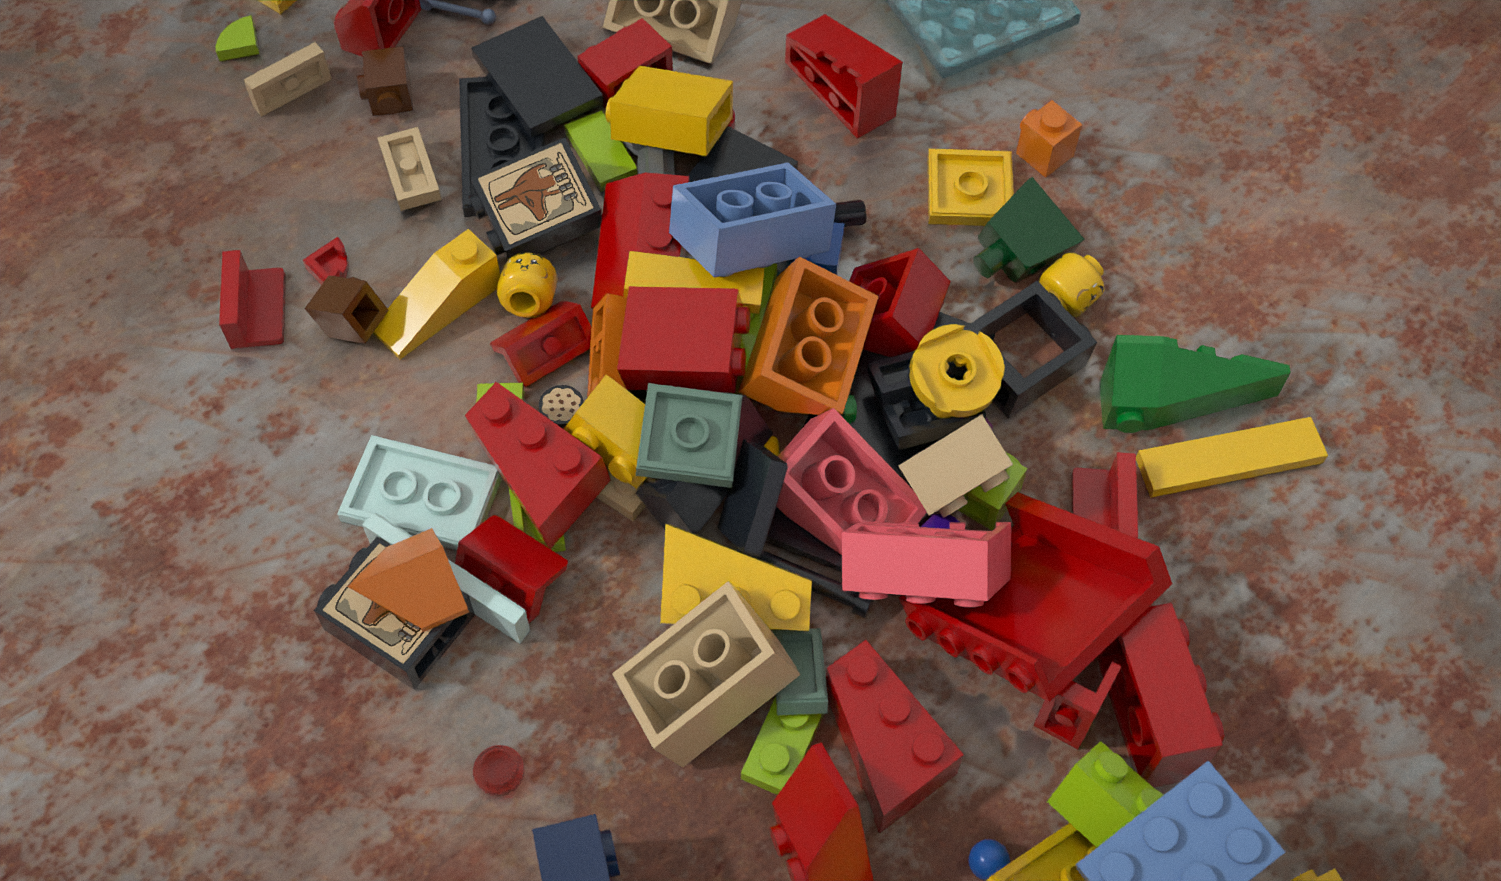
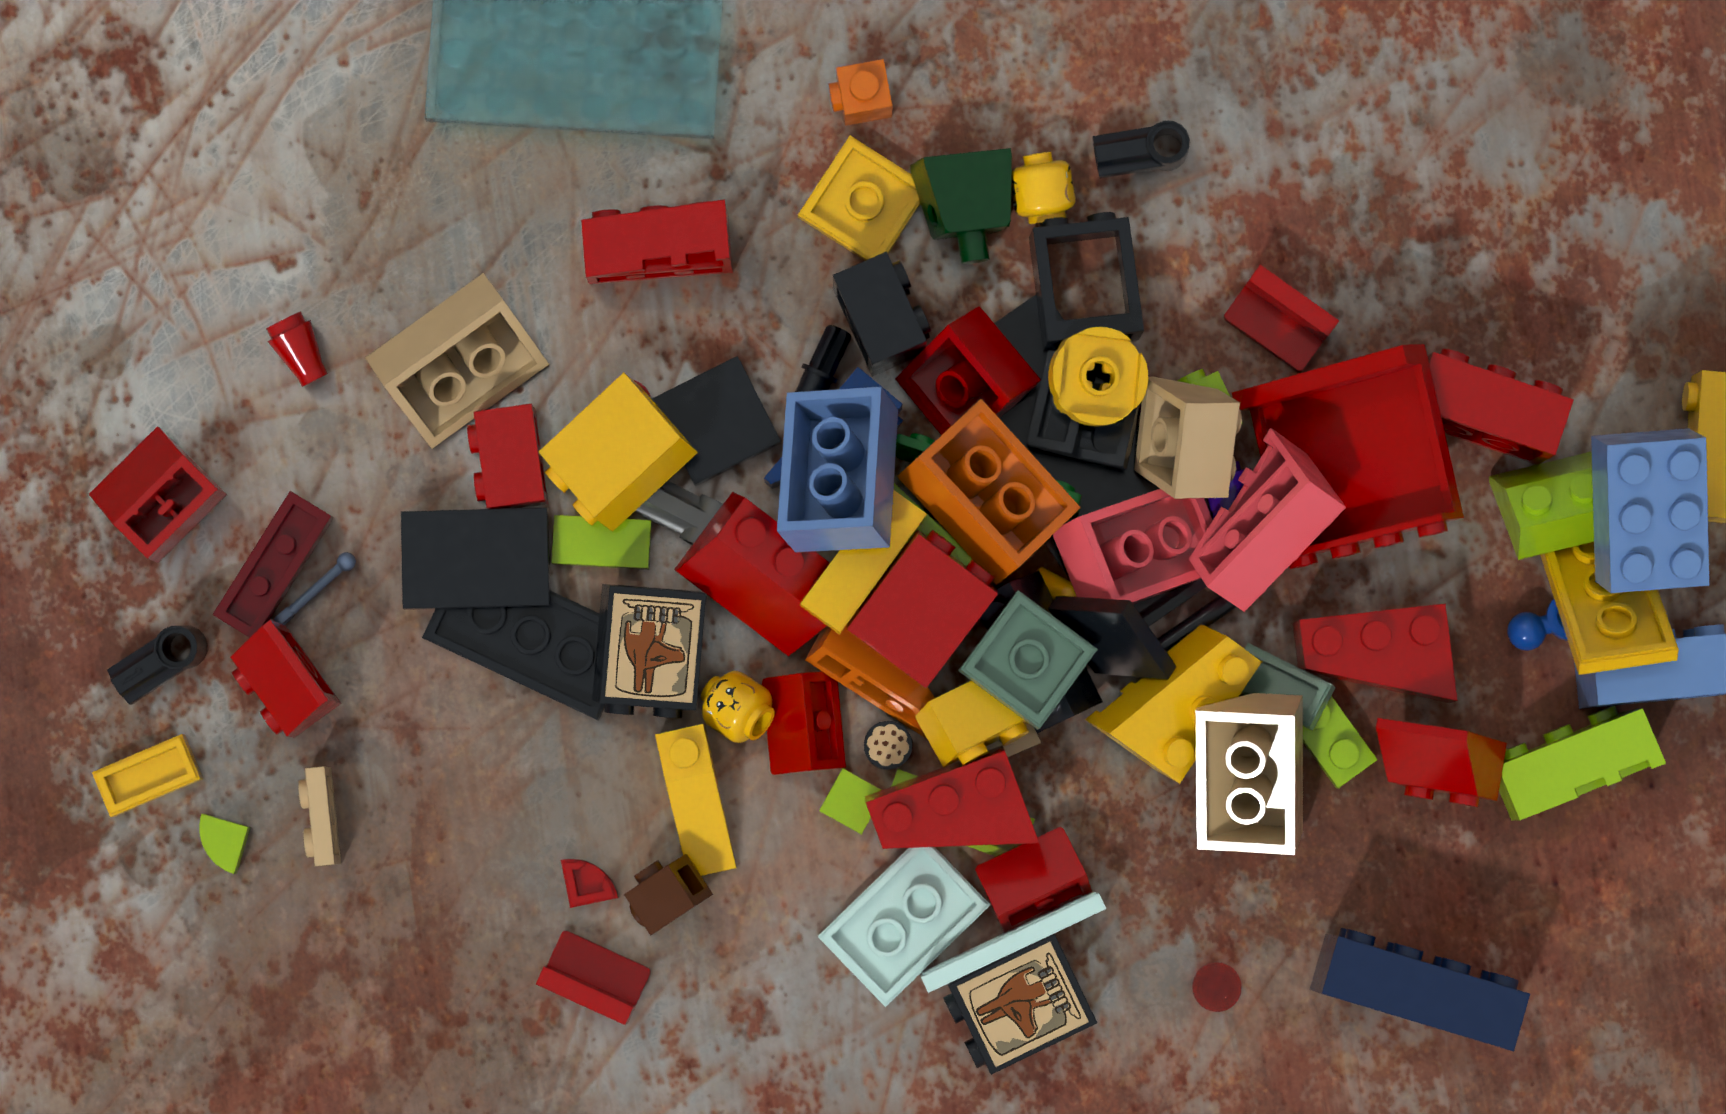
camera: 60 degrees left, 25 degrees up
(386, 81) = (388, 717): reddish brown brick -> none
(409, 168) = (516, 748): tan plate -> none
(414, 582) = (1020, 977): orange slope -> none
(895, 211) = (880, 314): none -> black brick
(1074, 709) = (1466, 467): red panel -> none
(1139, 318) = (1135, 152): none -> black piece
(1159, 384) = (1203, 190): green wedge -> none
(1231, 456) = (1297, 167): yellow tile -> none

